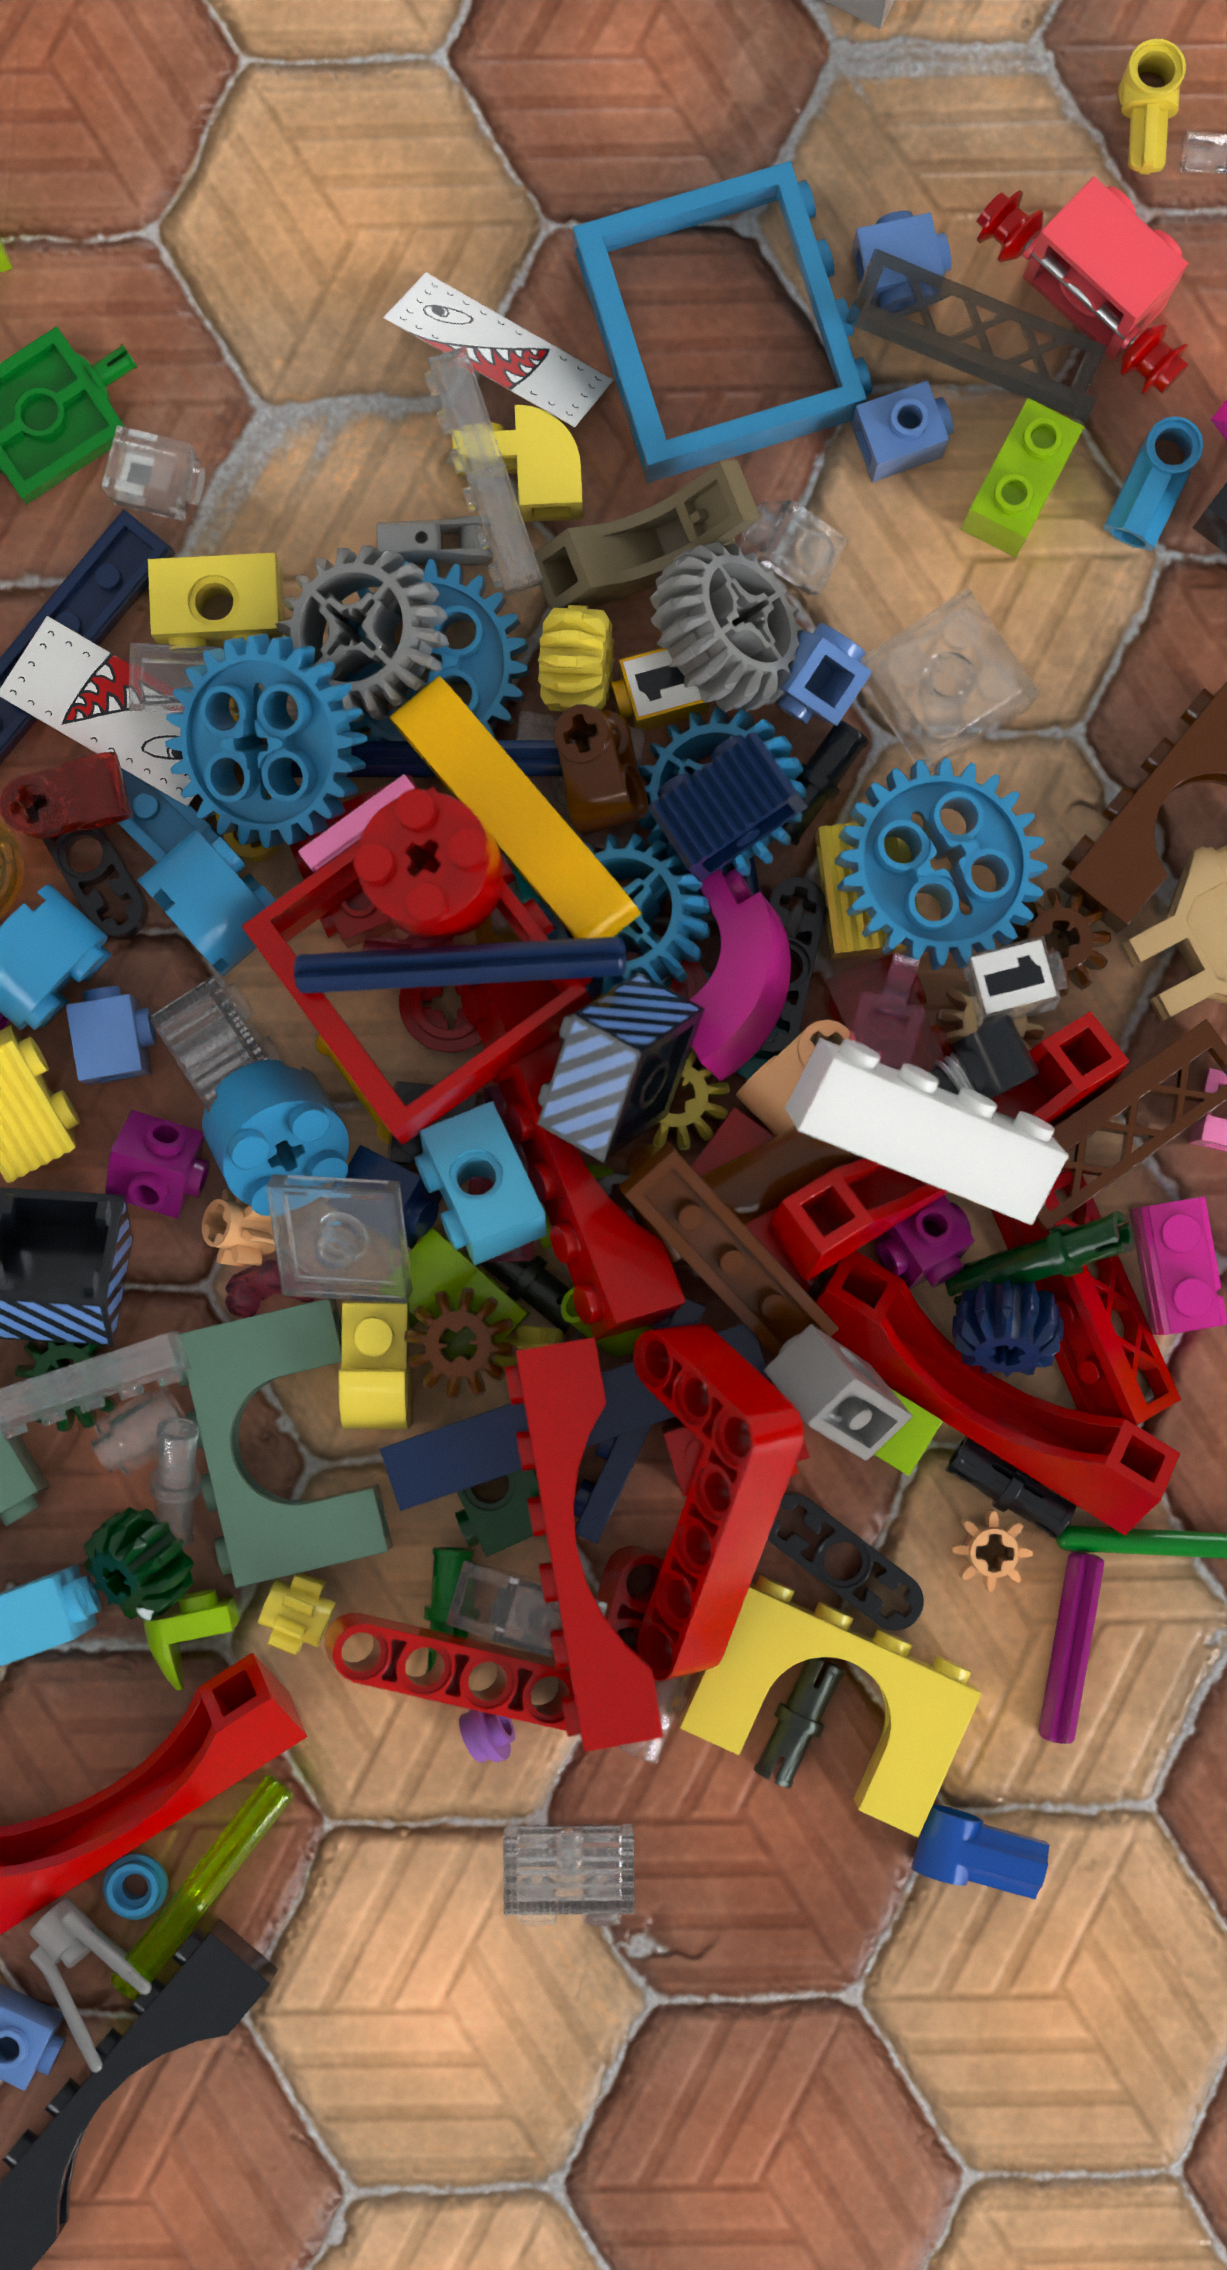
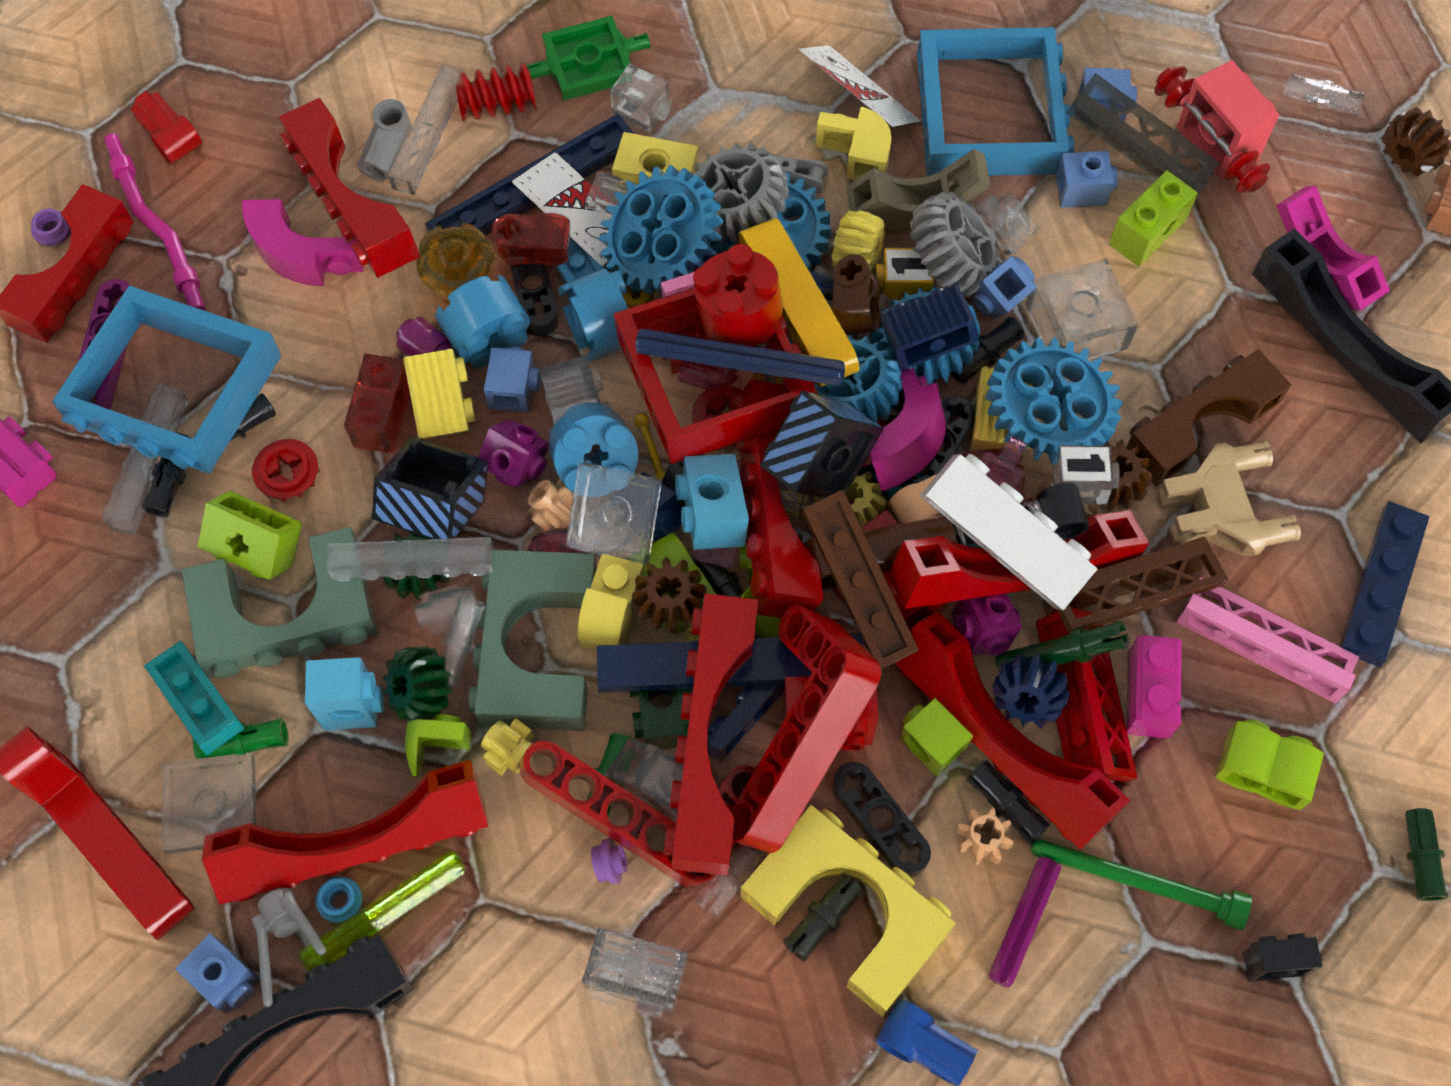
camera: 15 degrees right, 20 degrees down
(483, 464) = (834, 132): clear piece -> none
(837, 1392) = (910, 684): light grey brick -> none
(1151, 106) = (1272, 51): light yellow axle -> none
(1153, 485) = (1234, 240): dark azure piece -> none

